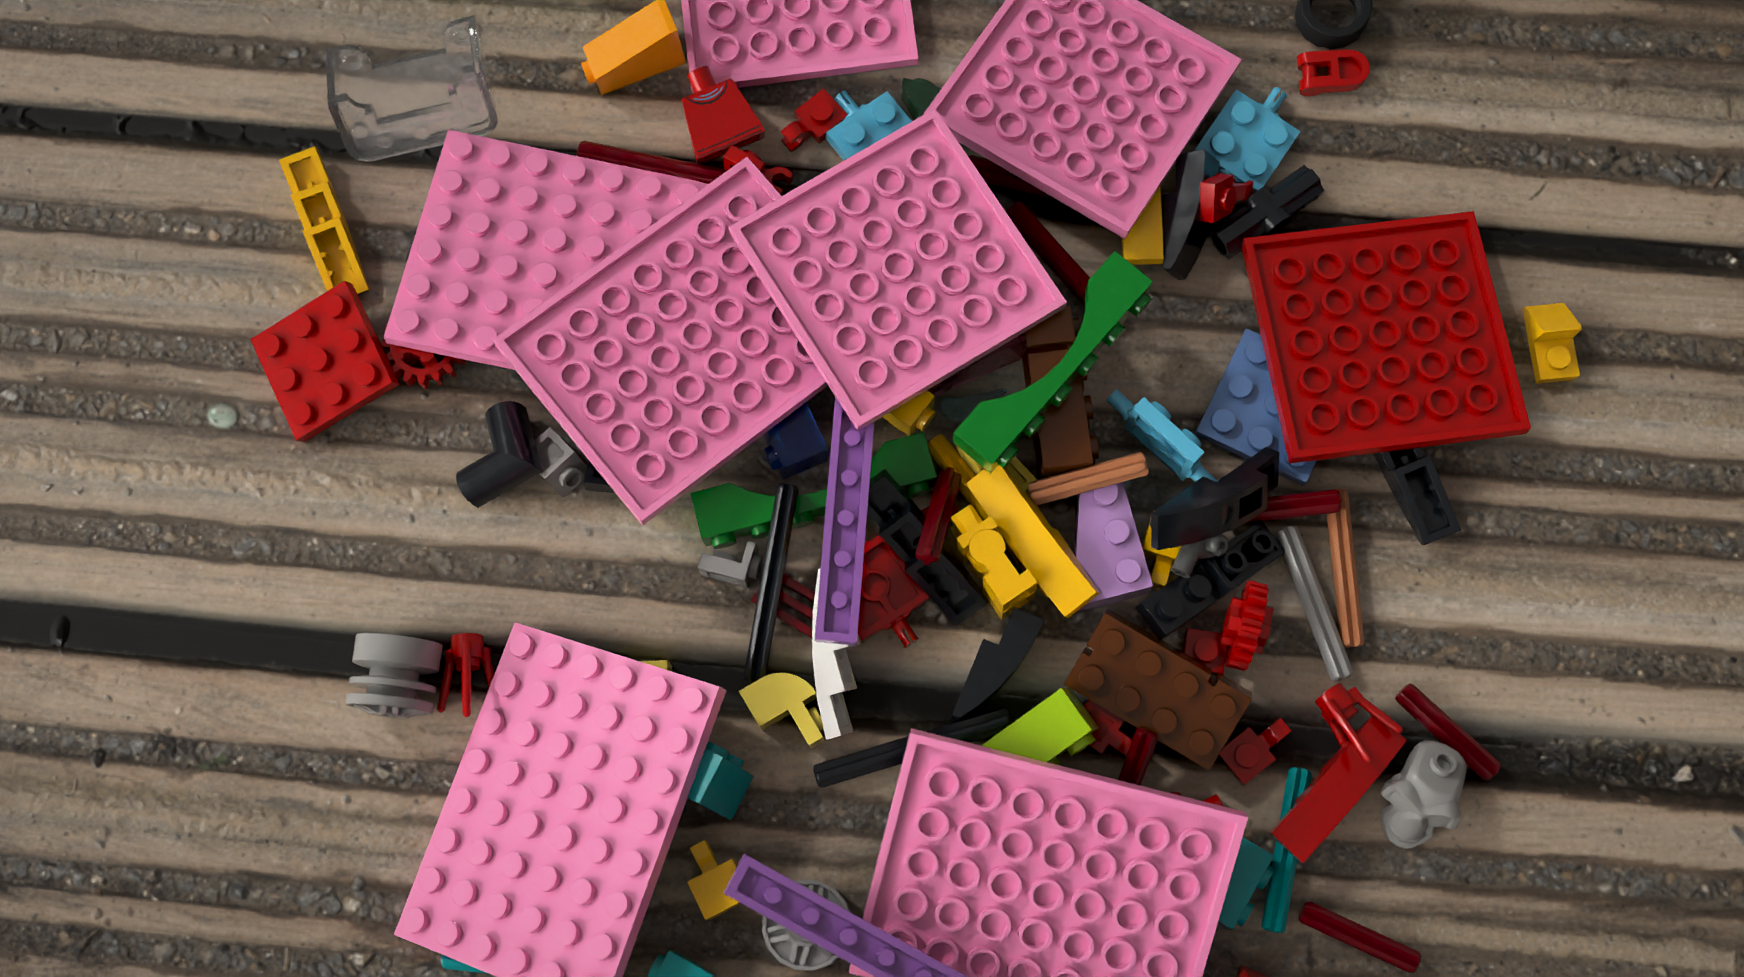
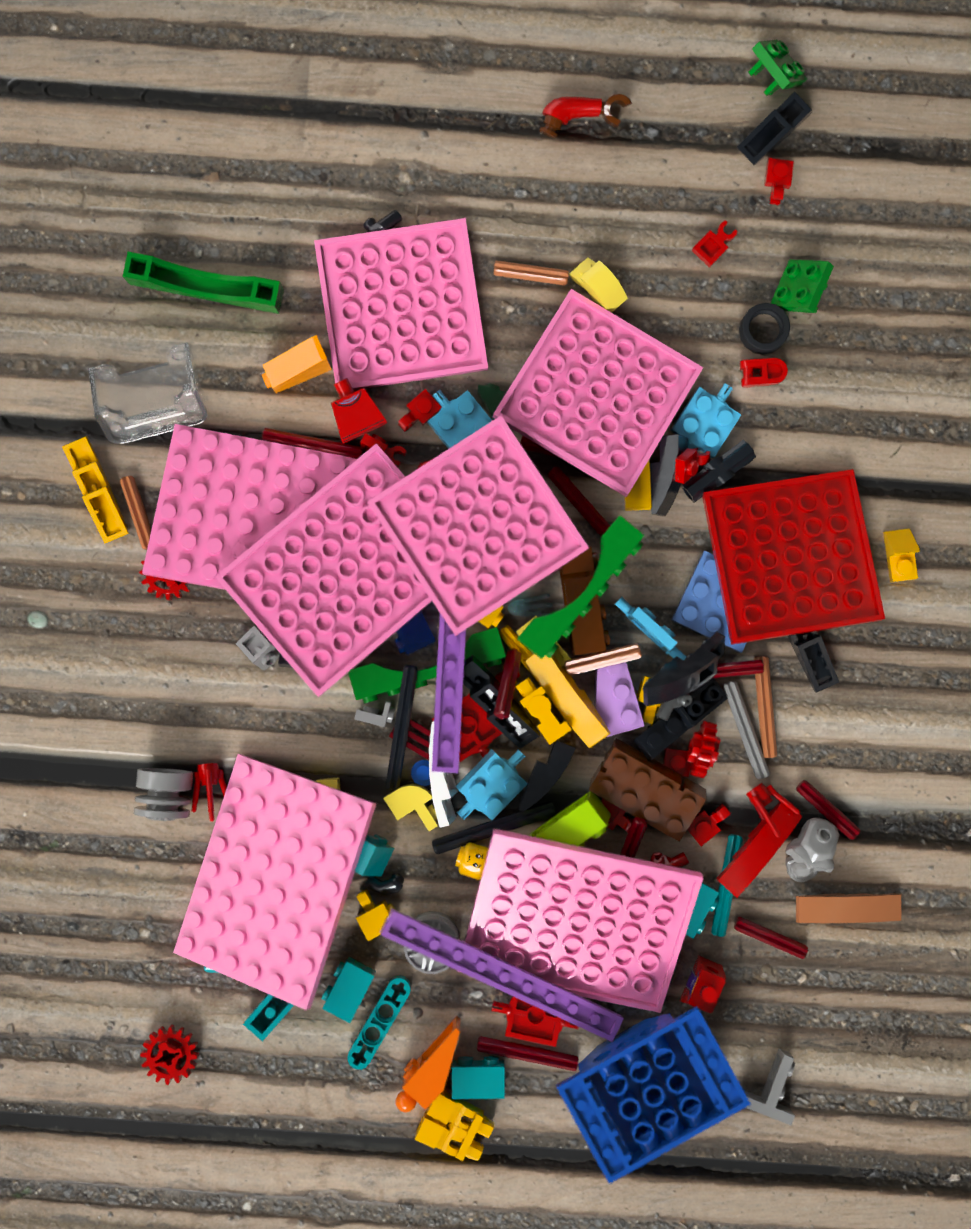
camera: 15 degrees left, 10 degrees up
(324, 361) = (102, 584): red plate -> none
(382, 252) = (136, 509): none -> nougat axle
(512, 459) = (231, 646): black brick -> none
(740, 837) = (385, 887): none -> black arm
(799, 658) = (420, 773): none -> blue plate
(873, 796) = (471, 860): none -> yellow head
(910, 676) = (491, 784): none -> medium azure plate
(1485, 889) = (848, 908): none -> nougat slope

